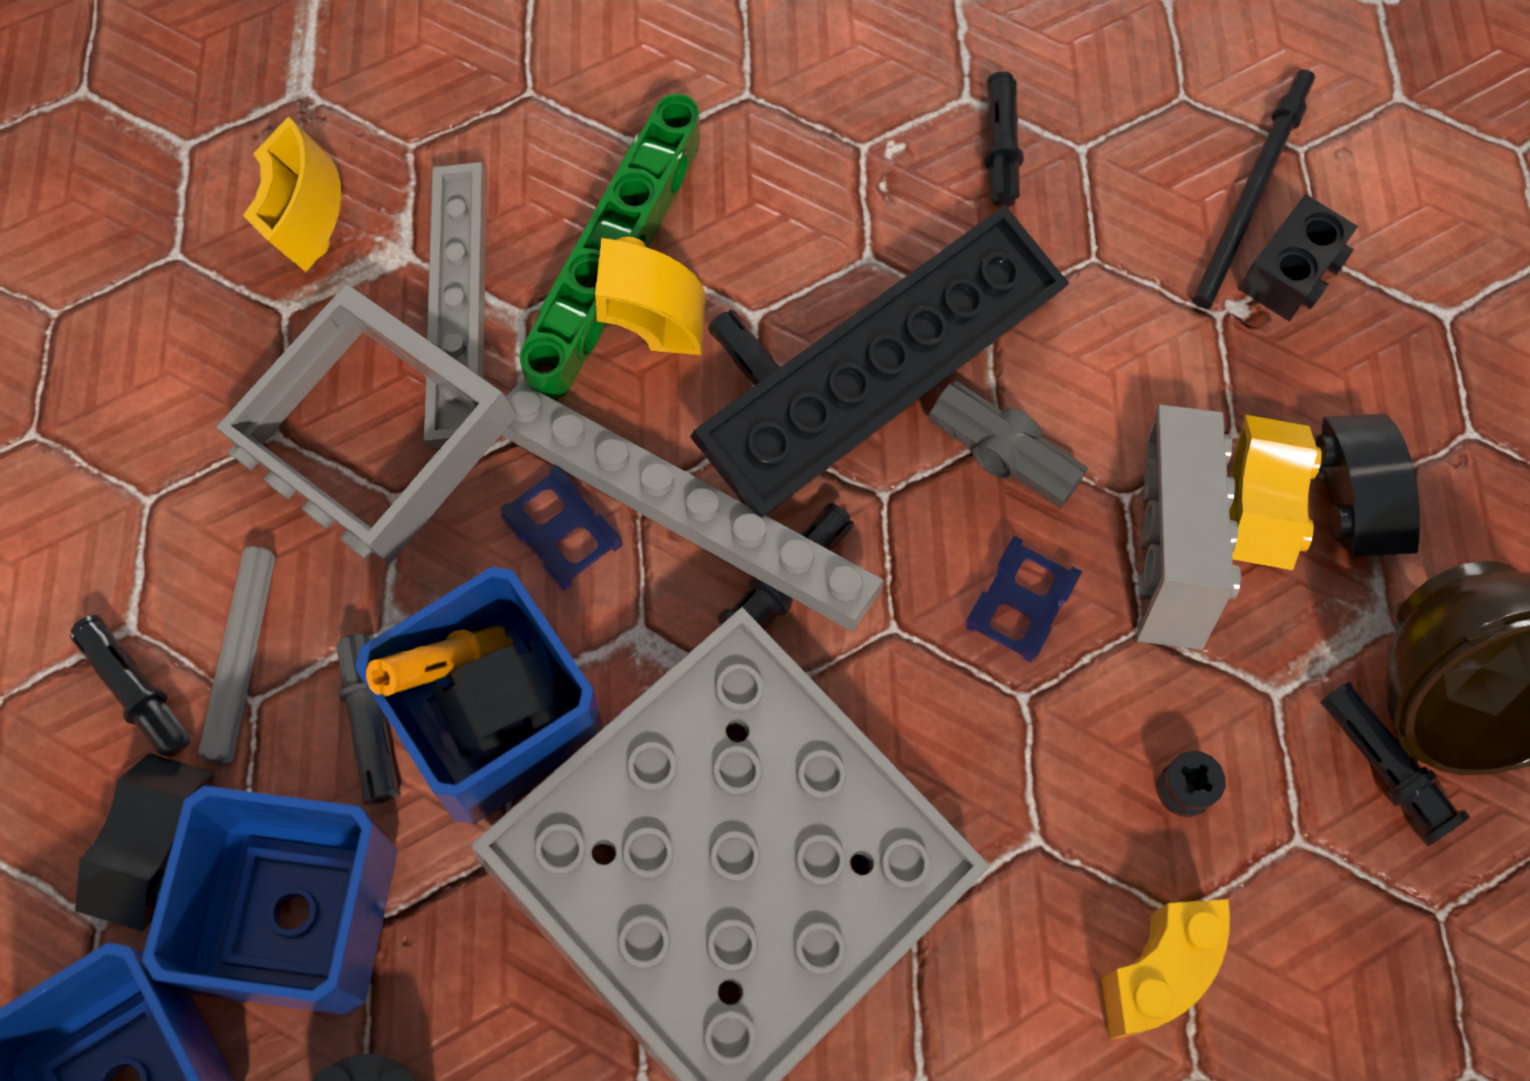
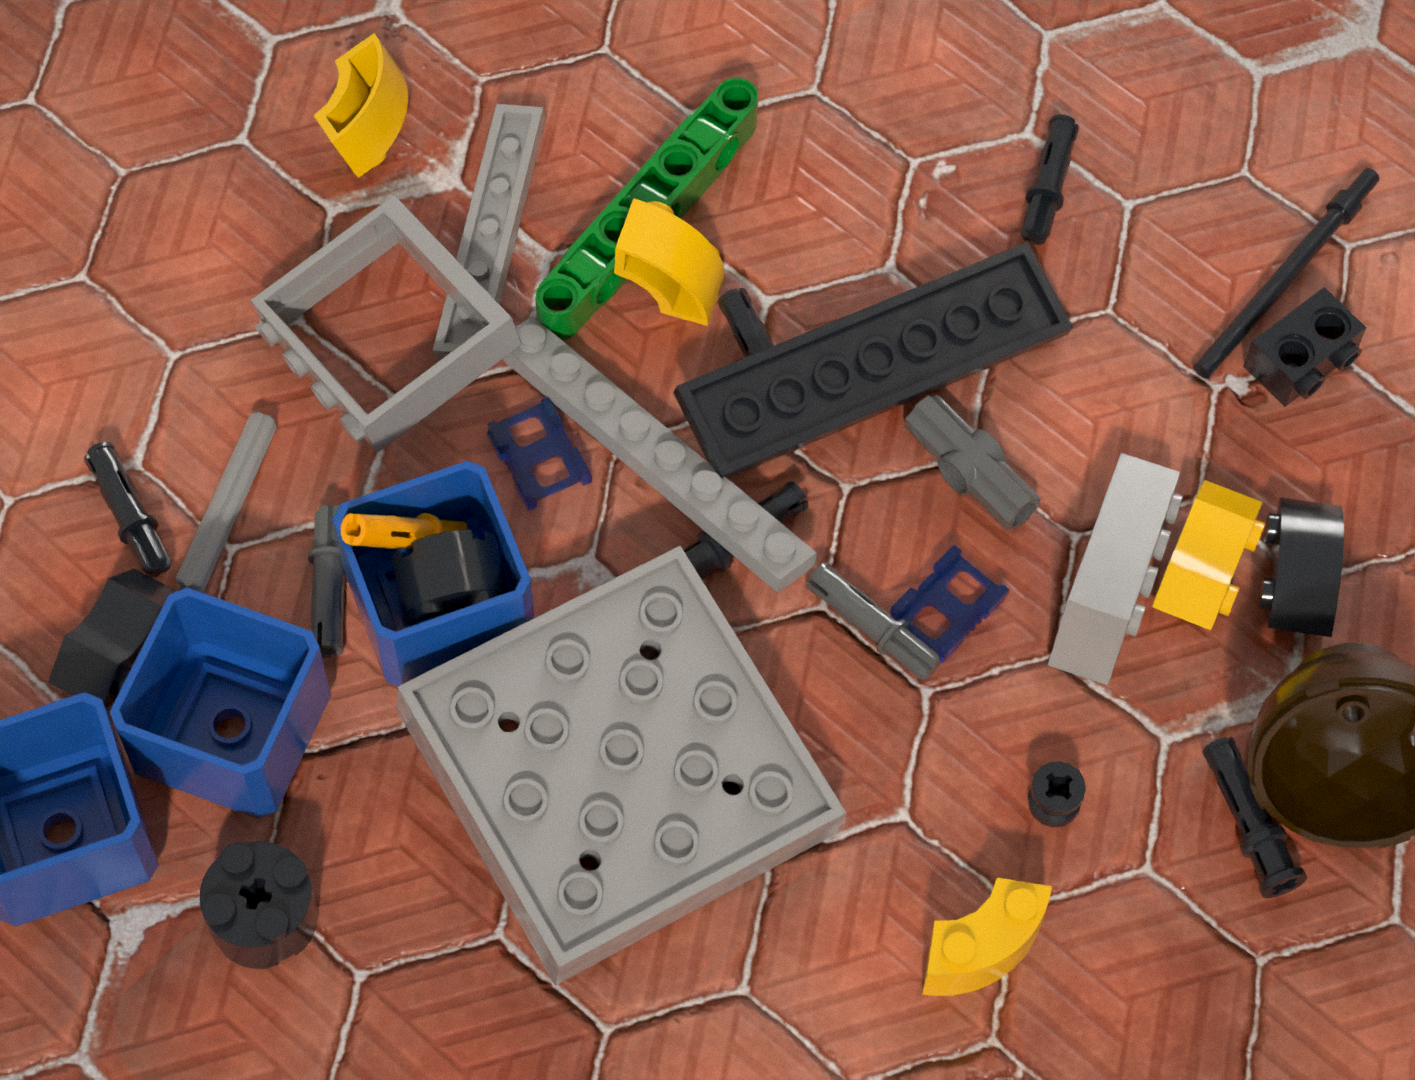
camera: 15 degrees right, 5 degrees down
(953, 636) = (873, 621): none -> dark grey axle

